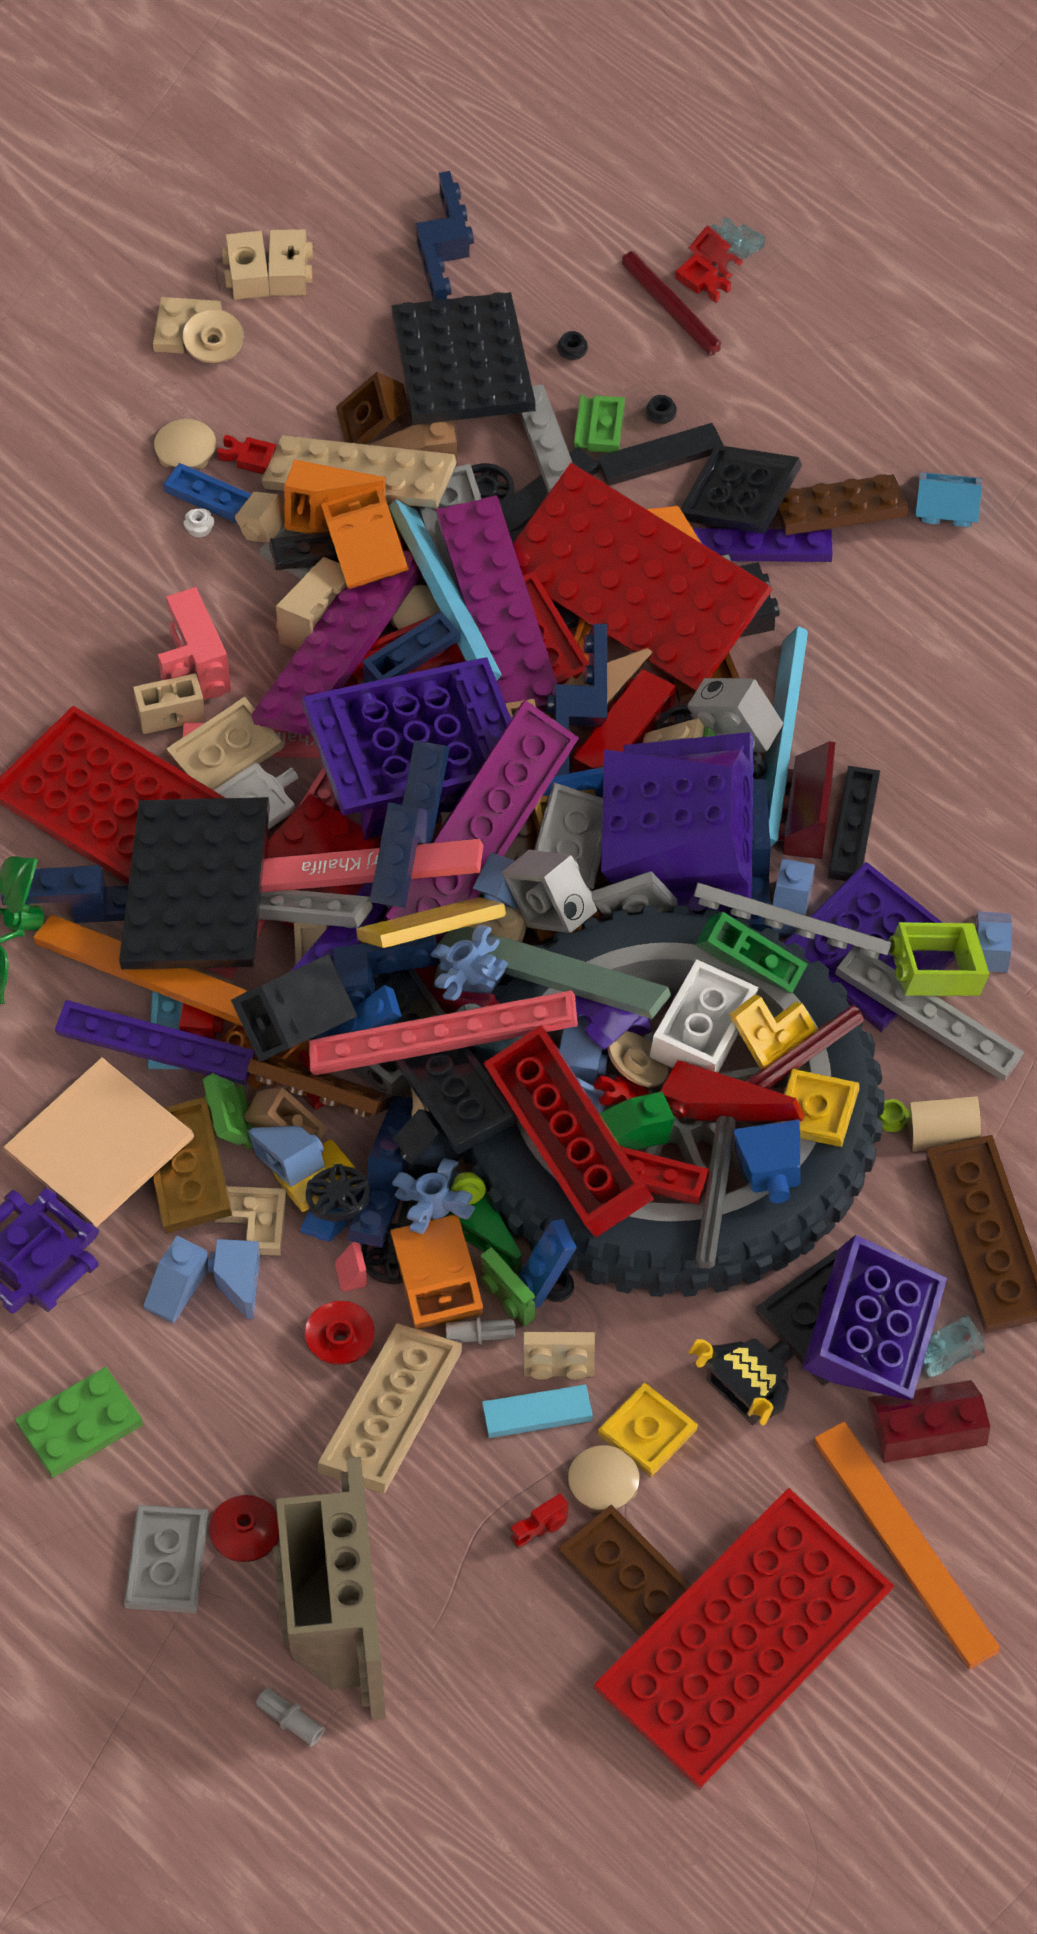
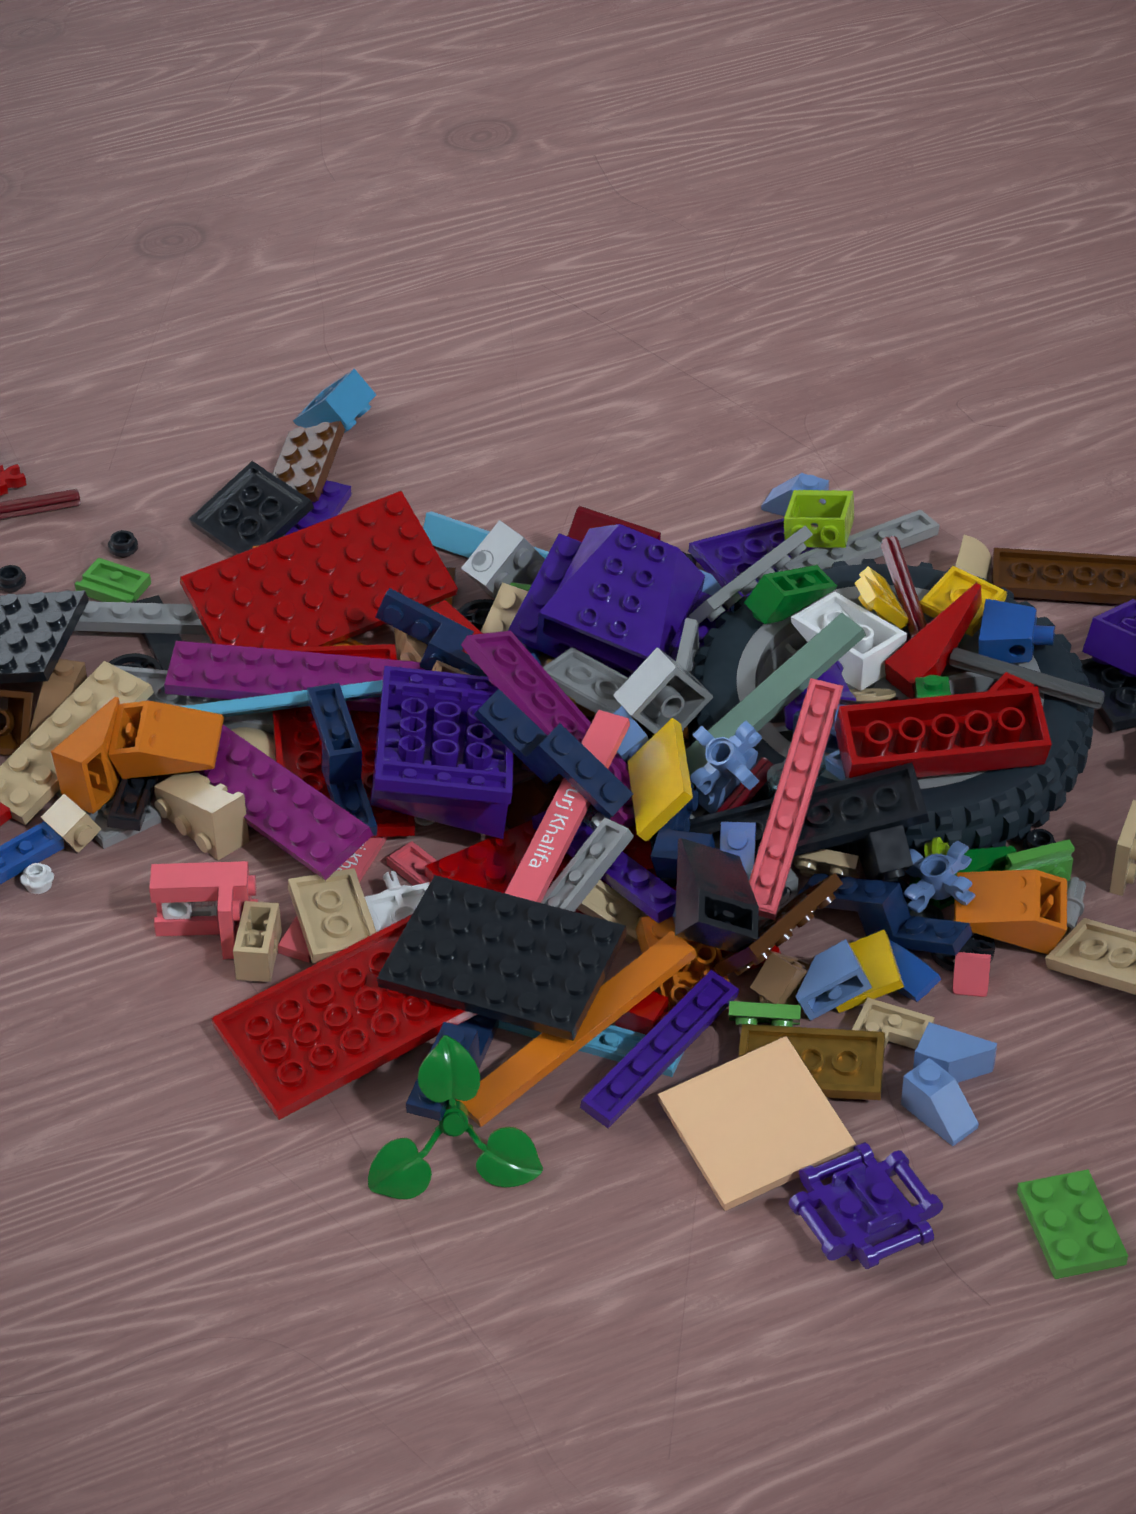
camera: 70 degrees left, 15 degrees down
(338, 1193) = (904, 945): black wheel -> none
(339, 1319) = (1043, 998): red dish -> none
(548, 1260) = (1038, 810): blue plate -> none
(659, 454) = (170, 558): black tile -> none

